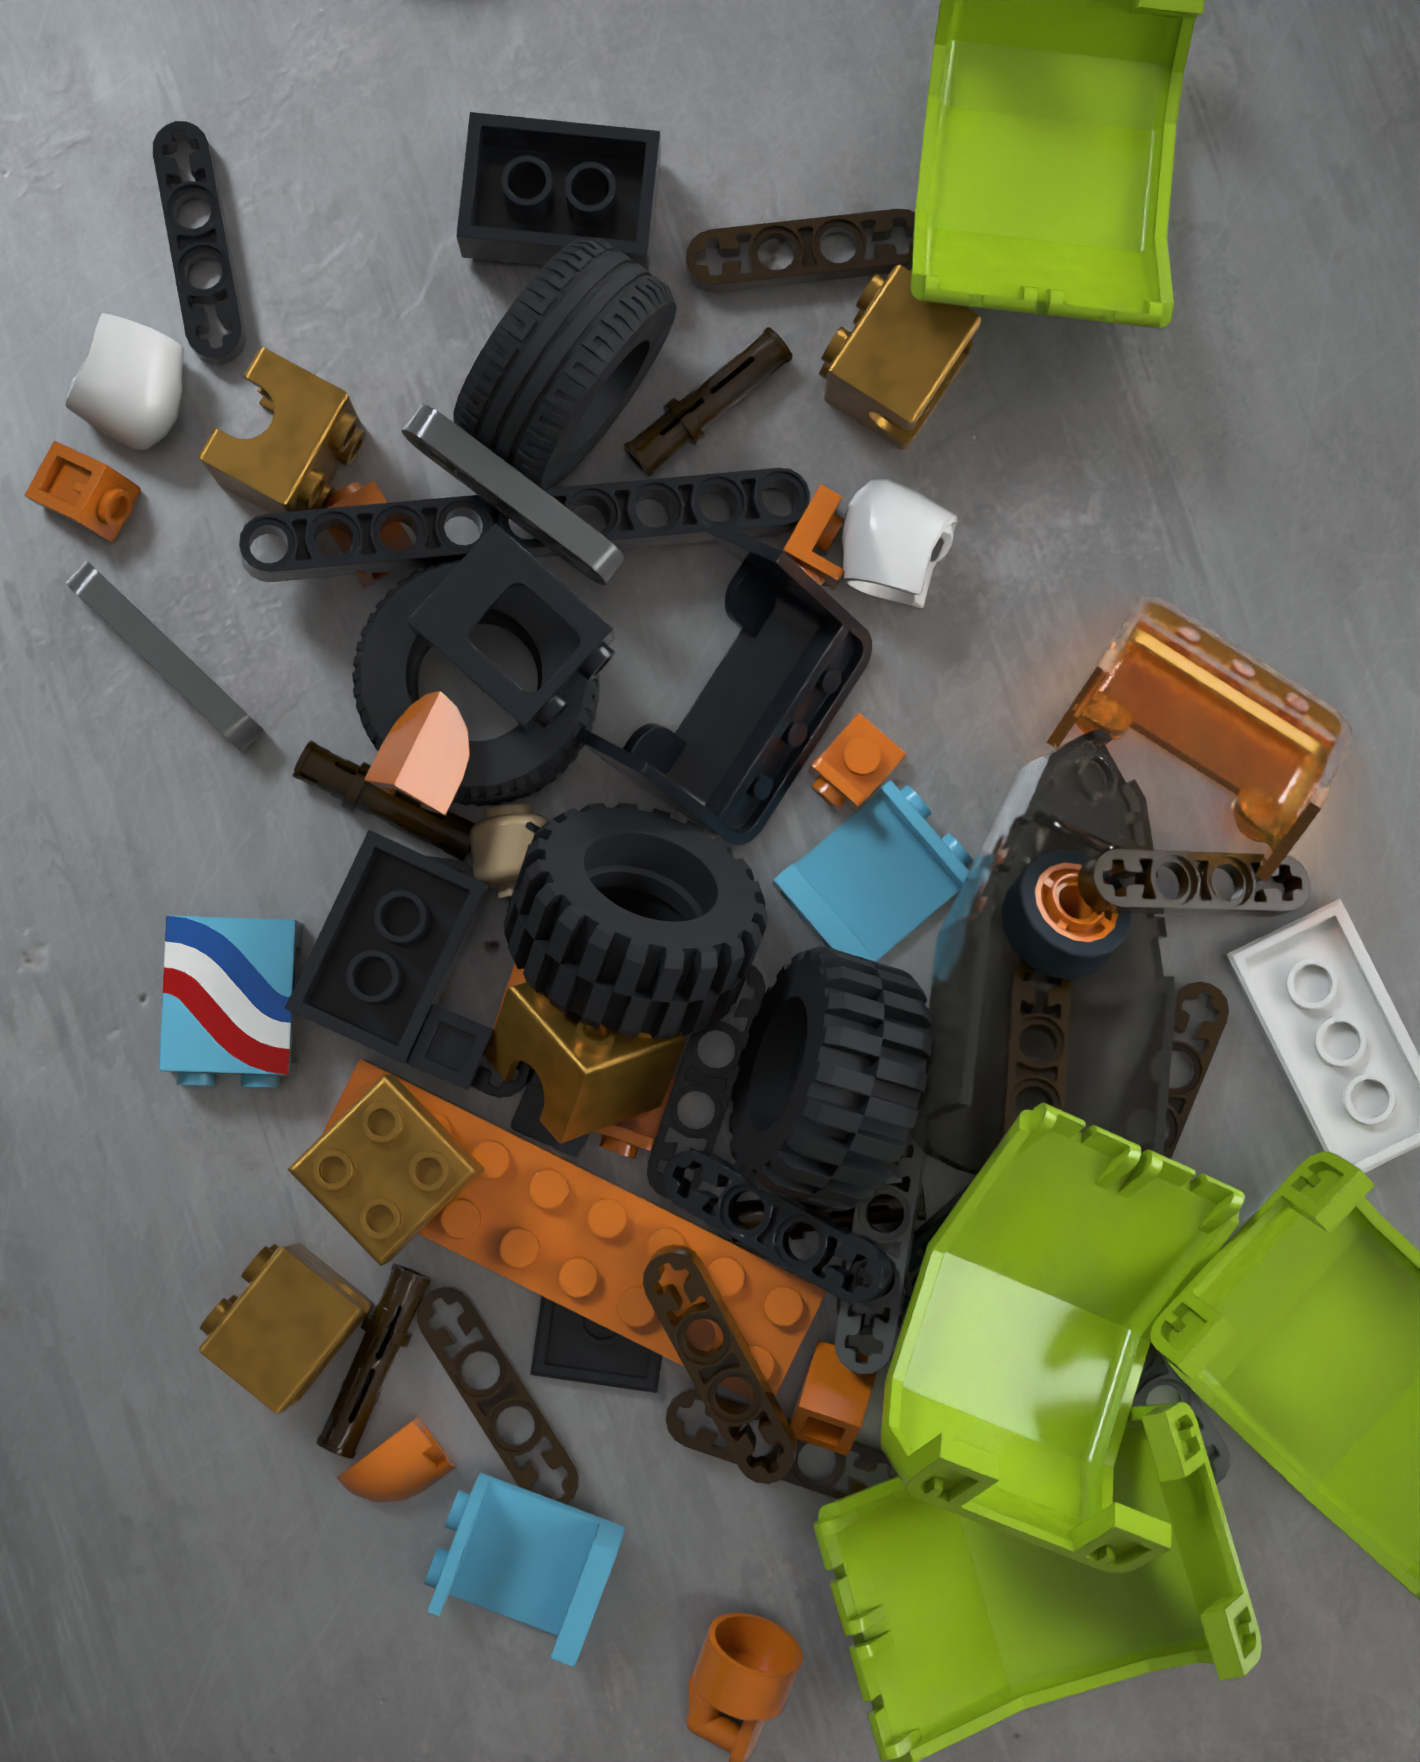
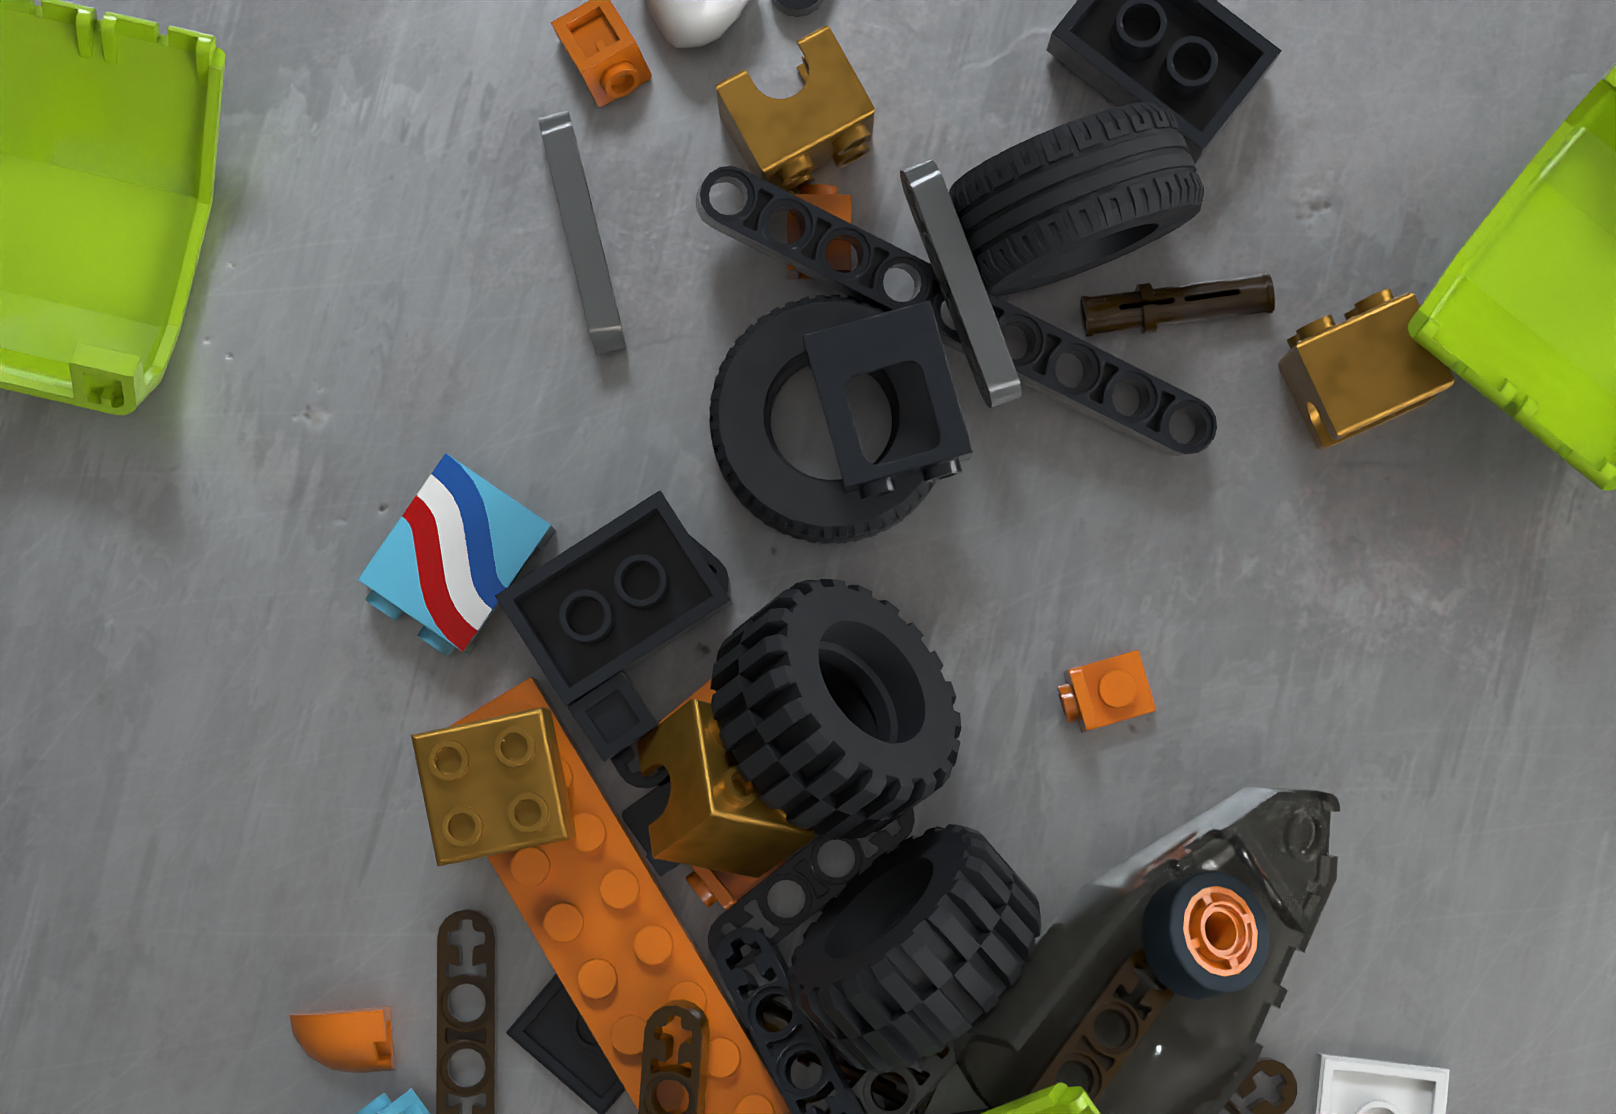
camera: 35 degrees right, 0 degrees up
(283, 1324) = (326, 859): pearl gold piece -> none
(345, 1428) = (384, 935): dark brown pin -> none
(346, 782) = (684, 460): dark brown pin -> none
(424, 753) = (747, 456): brick -> none
(501, 845) = (764, 572): tan head -> none
(760, 705) = (1058, 590): black windscreen -> none
(805, 240) = (1339, 237): dark brown beam -> none
(817, 528) = (1201, 471): orange bracket -> none
(875, 875) = (1064, 798): medium azure panel -> none
(894, 541) = (1260, 523): white piece -> none
(1195, 886) = (1334, 974): dark brown beam -> none
(1218, 715) = (1446, 847): clear orange windscreen -> none

